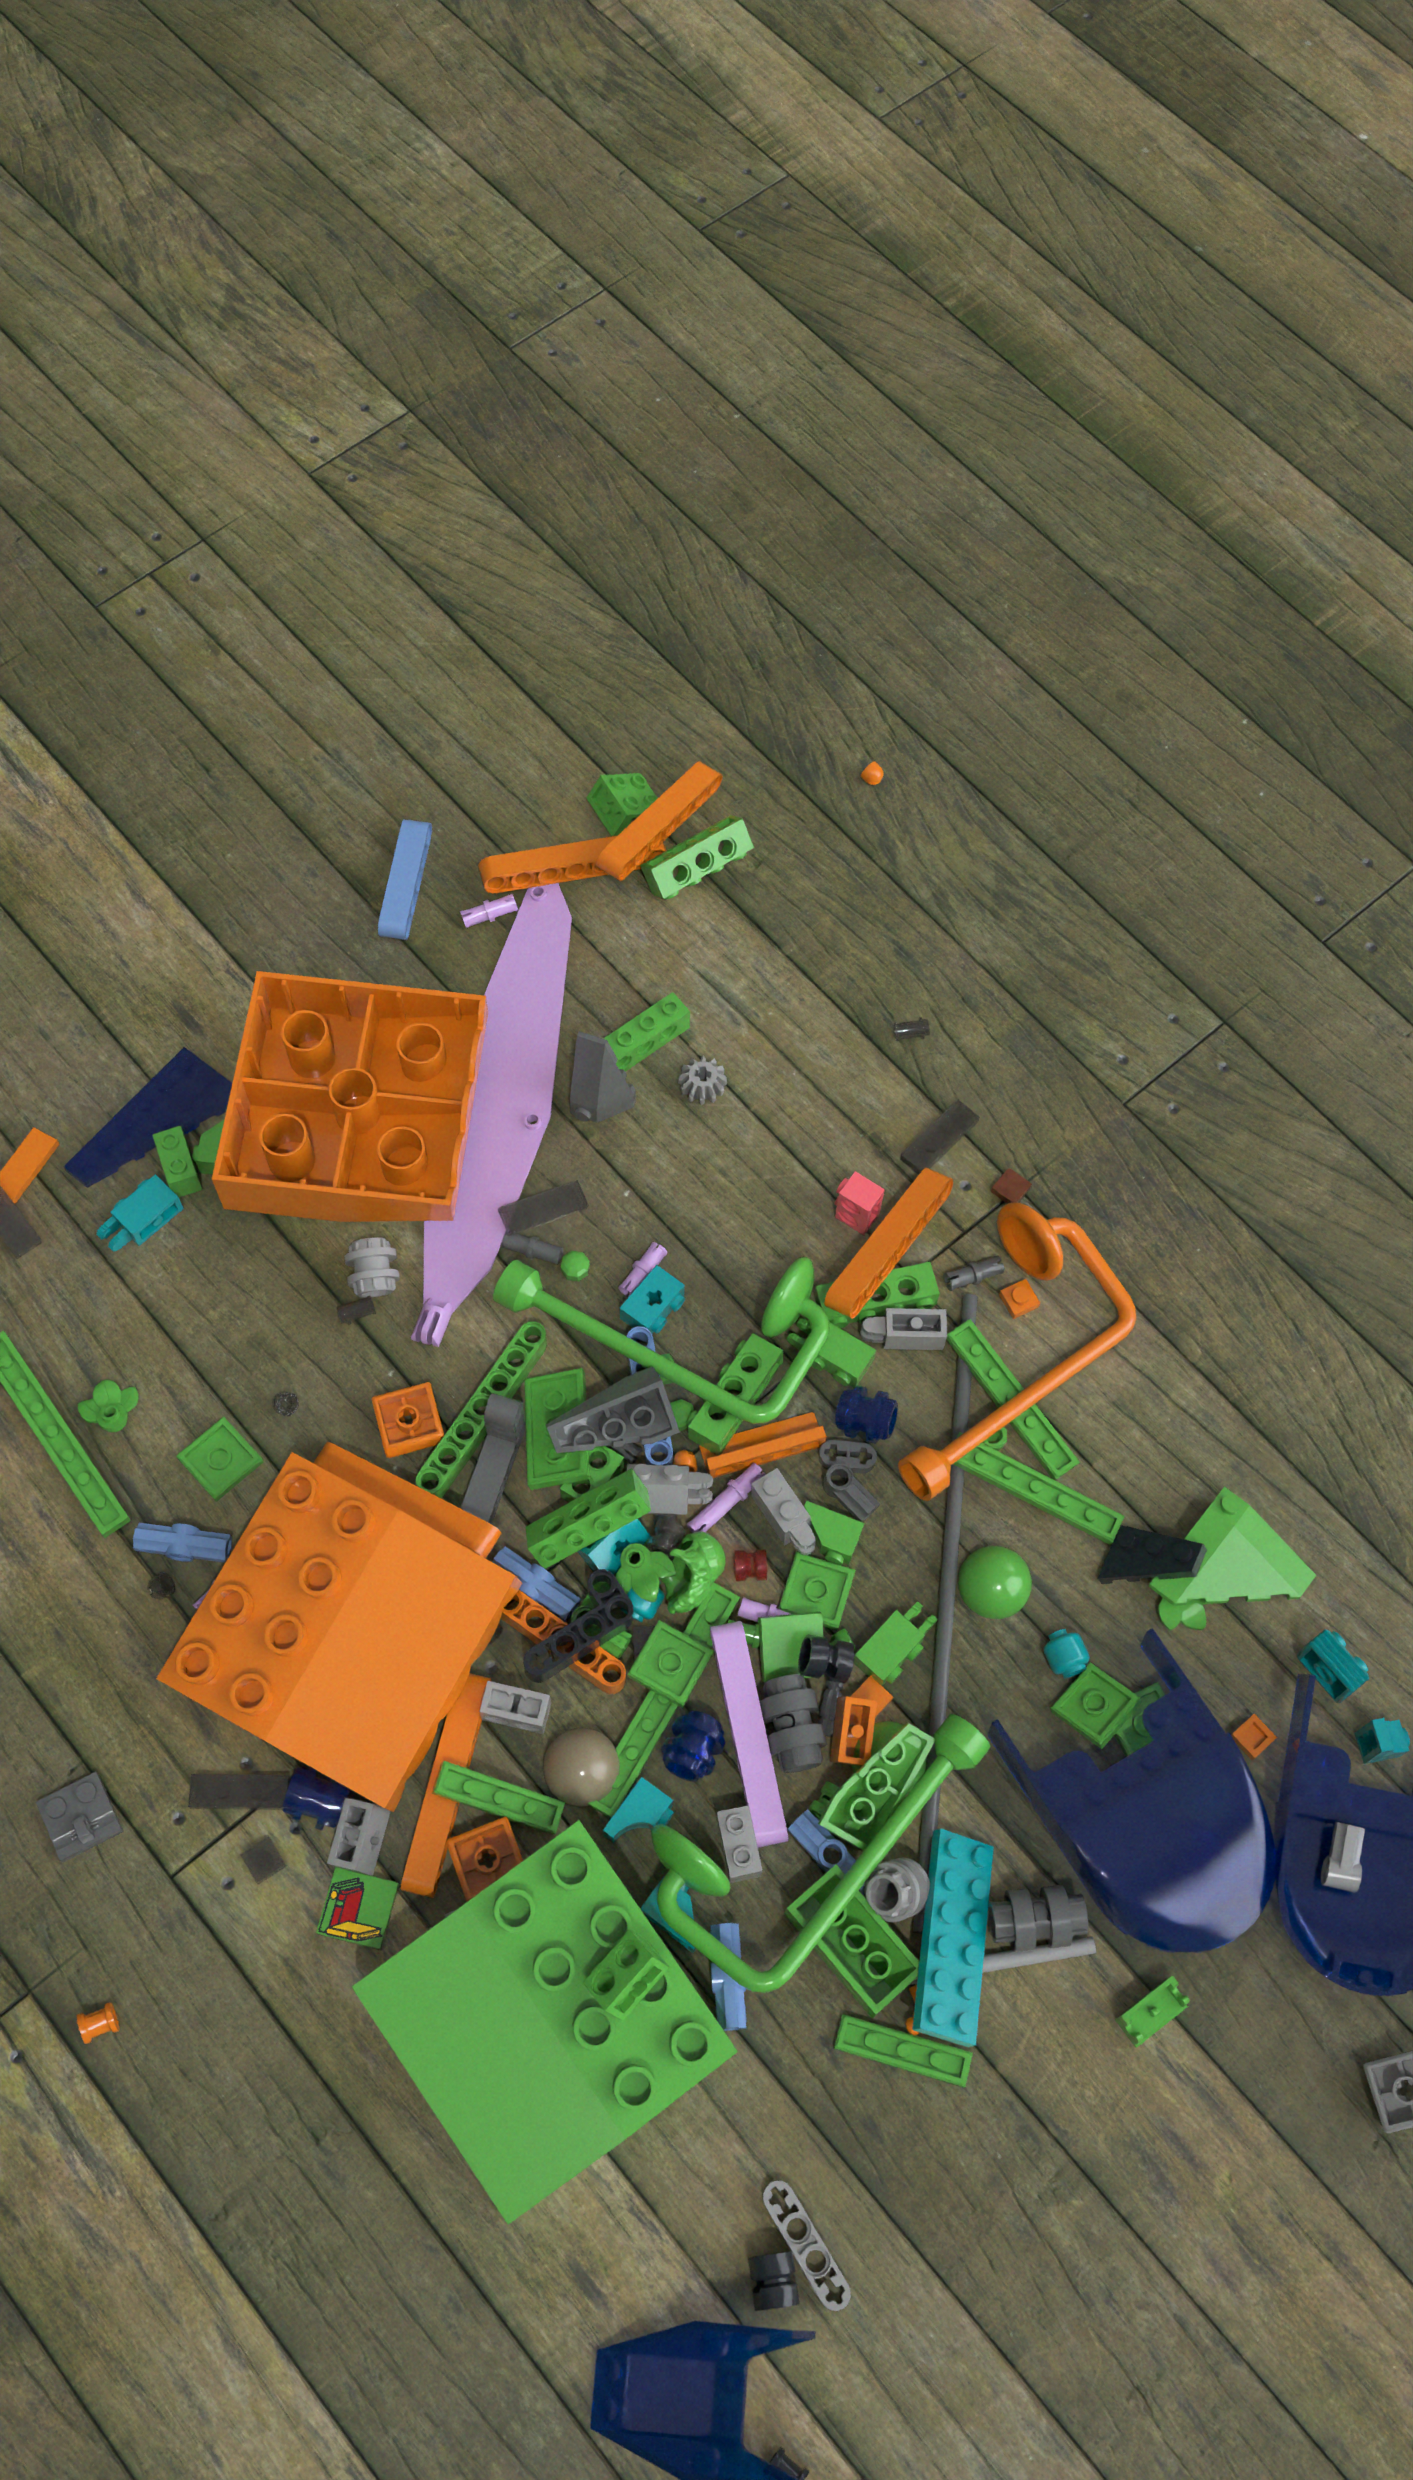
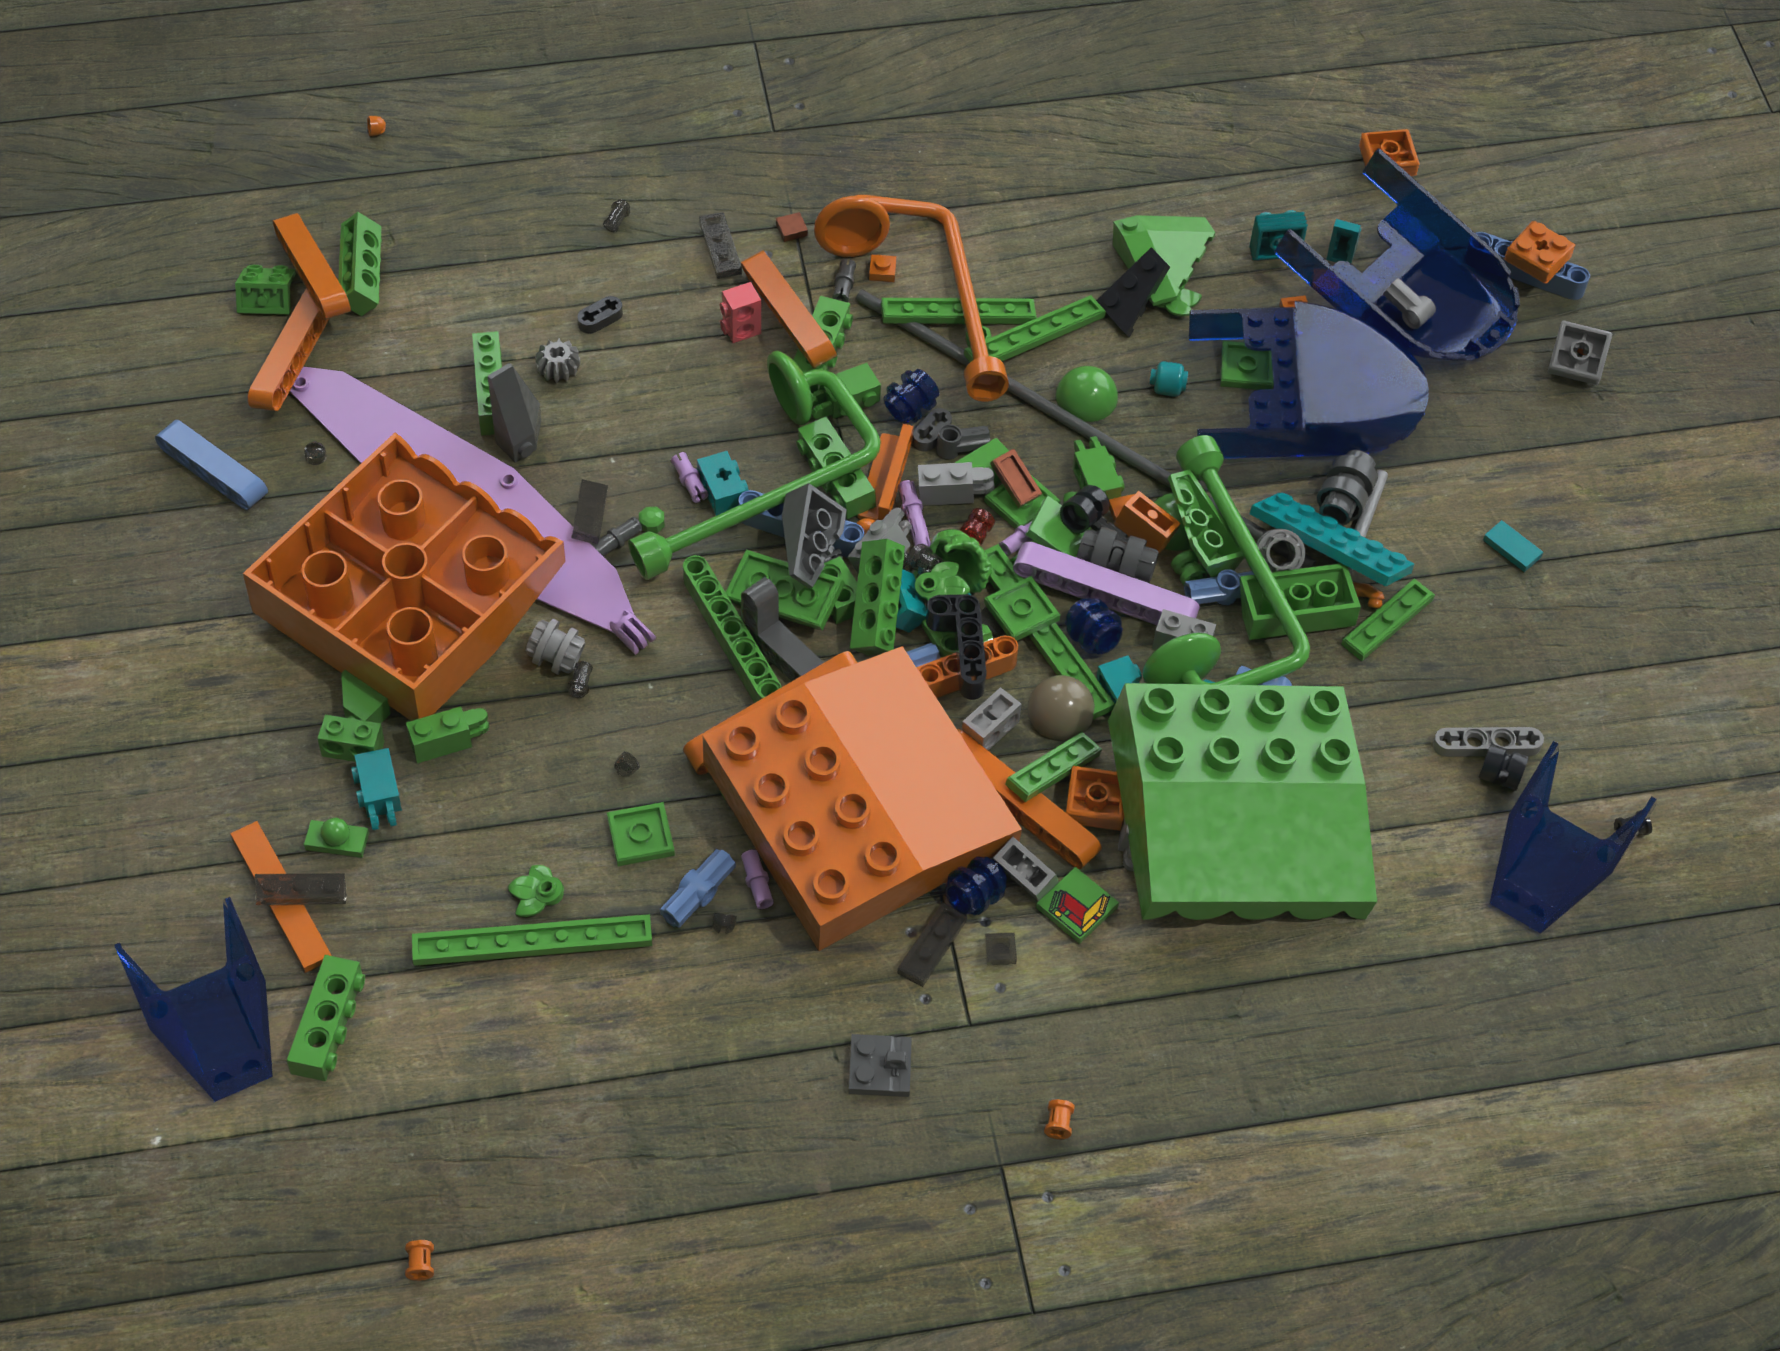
camera: 60 degrees left, 10 degrees down
(76, 1212) = (336, 837): none -> bright green tile
(178, 1095) = (287, 728): clear blue wing -> none
(226, 1231) = (445, 732): none -> bright green hinge
(391, 1413) = (689, 686): orange brick -> none
(468, 952) = (315, 453): none -> clear smoke hinge
(489, 910) = (289, 423): lavender pin -> none
(630, 1977) = (1263, 701): bright green brick -> none
(784, 1084) = (600, 314): none -> black beam
(826, 1570) = (1016, 478): none -> copper tile
(907, 1329) = (863, 336): light grey hinge -> none
(1090, 2143) = (1513, 546): none -> teal tile
(1096, 1705) = (1217, 381): bright green tile -> none
(1152, 2011) = (1445, 464): bright green hinge -> none

